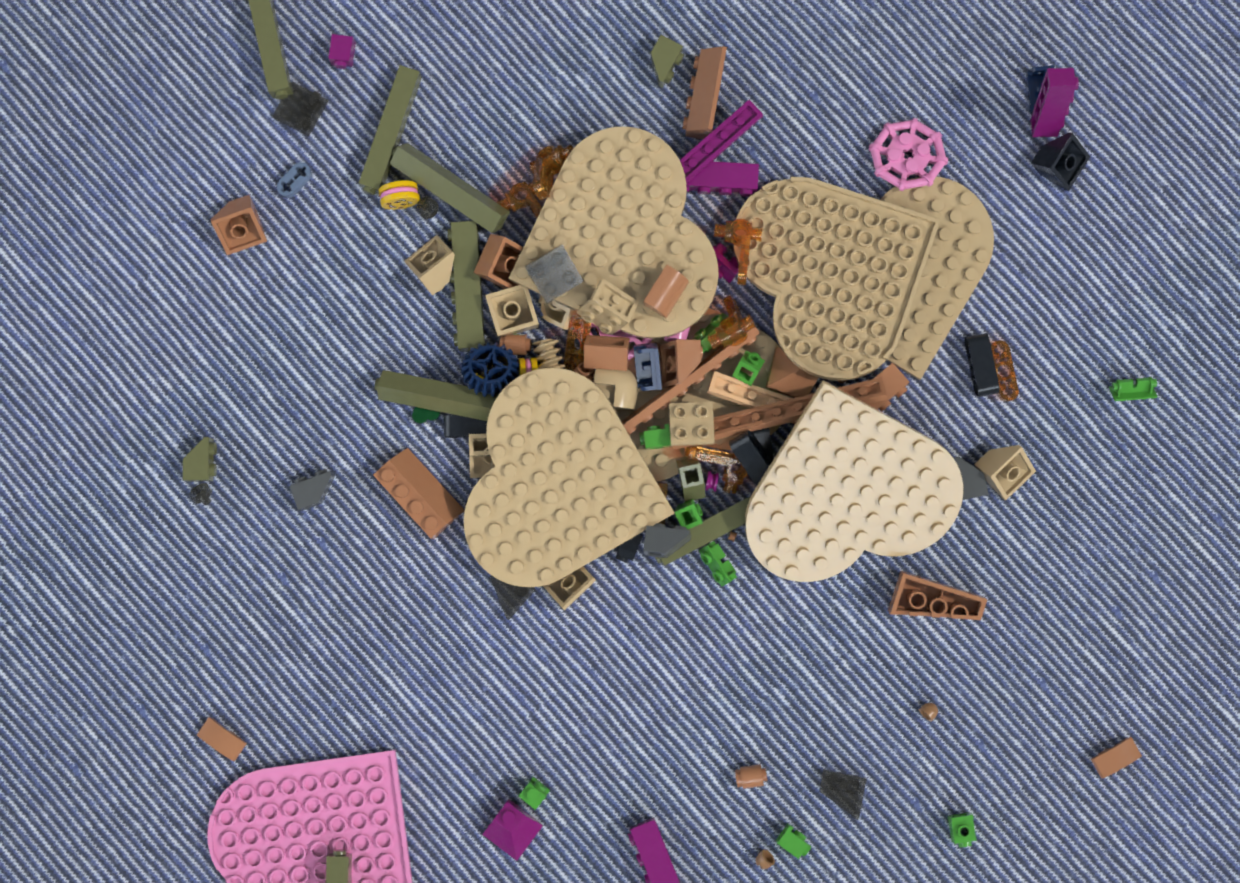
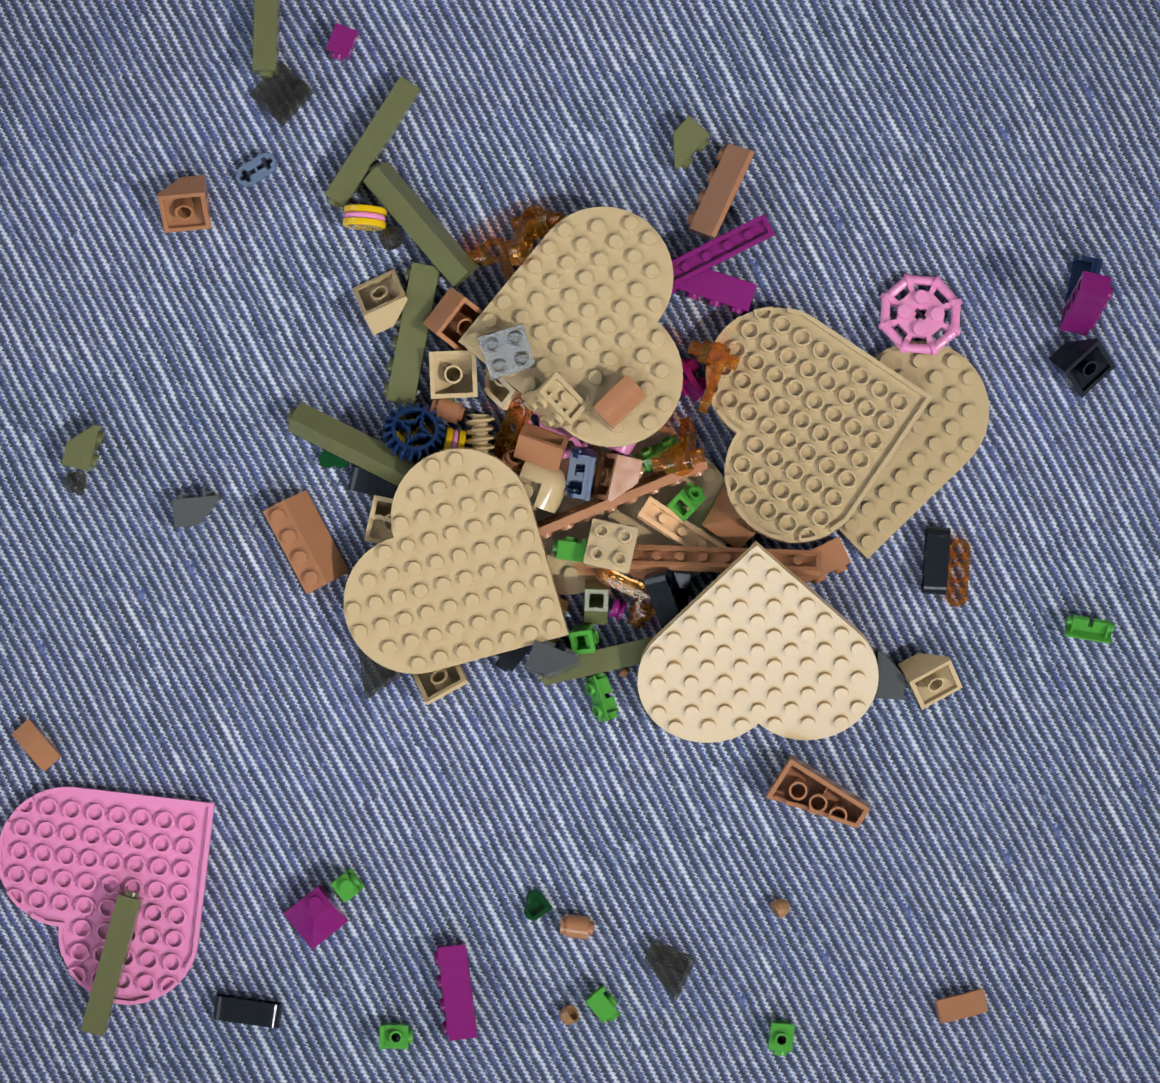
camera: 15 degrees right, 5 degrees up
(709, 766) = (536, 905): none -> dark green tile

